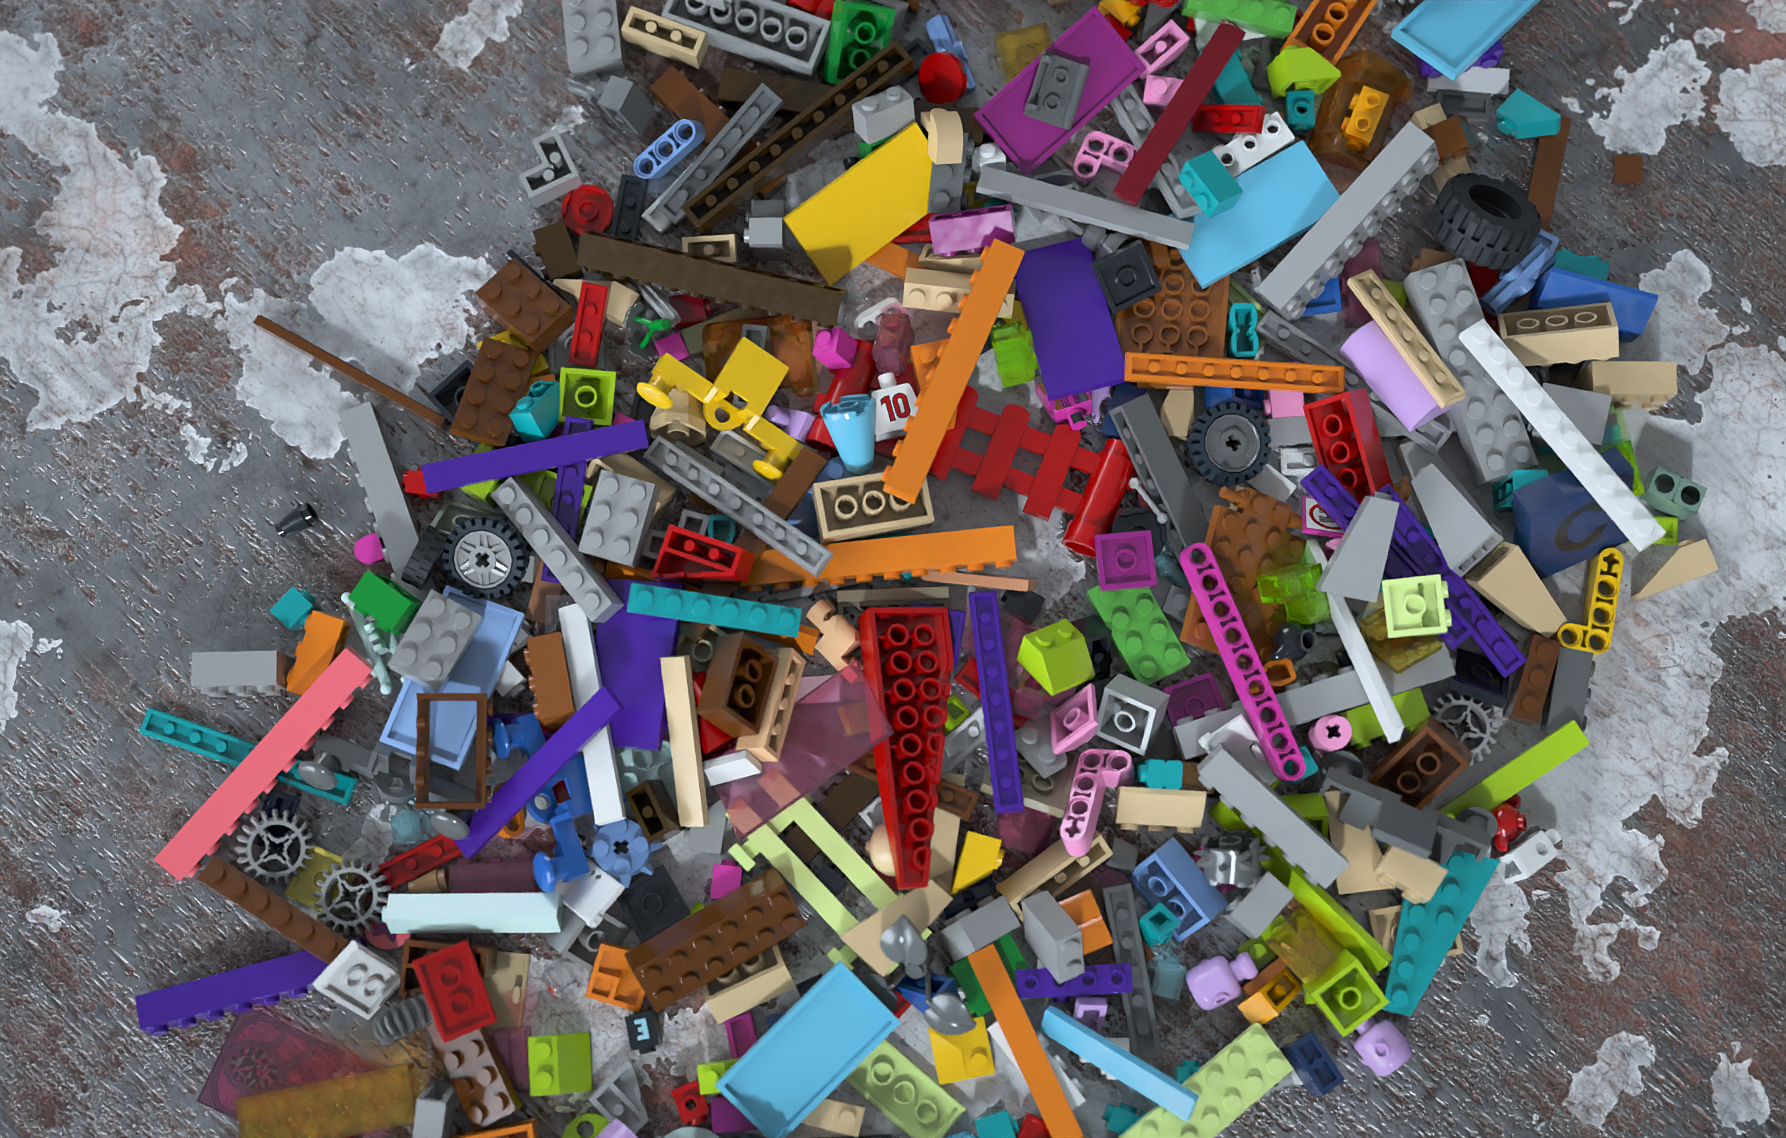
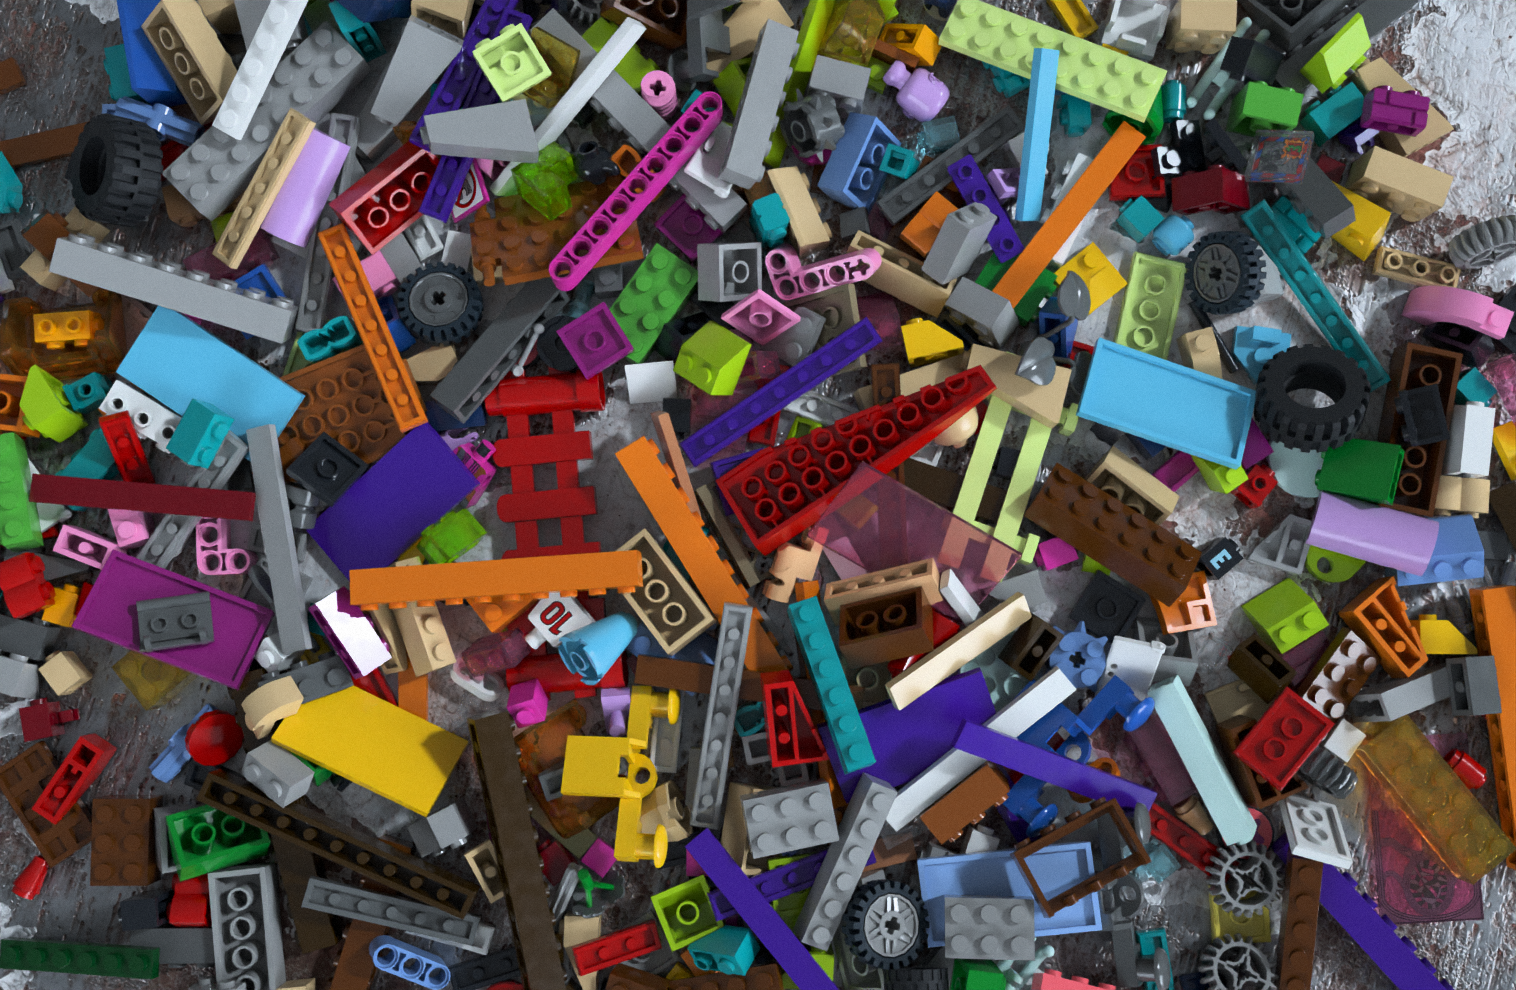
camera: 120 degrees left, 5 degrees up
(421, 1053) = (1343, 740): none -> white brick
(525, 1012) = (1261, 668): none -> dark brown brick
(1066, 596) = (651, 381): none -> white sticker

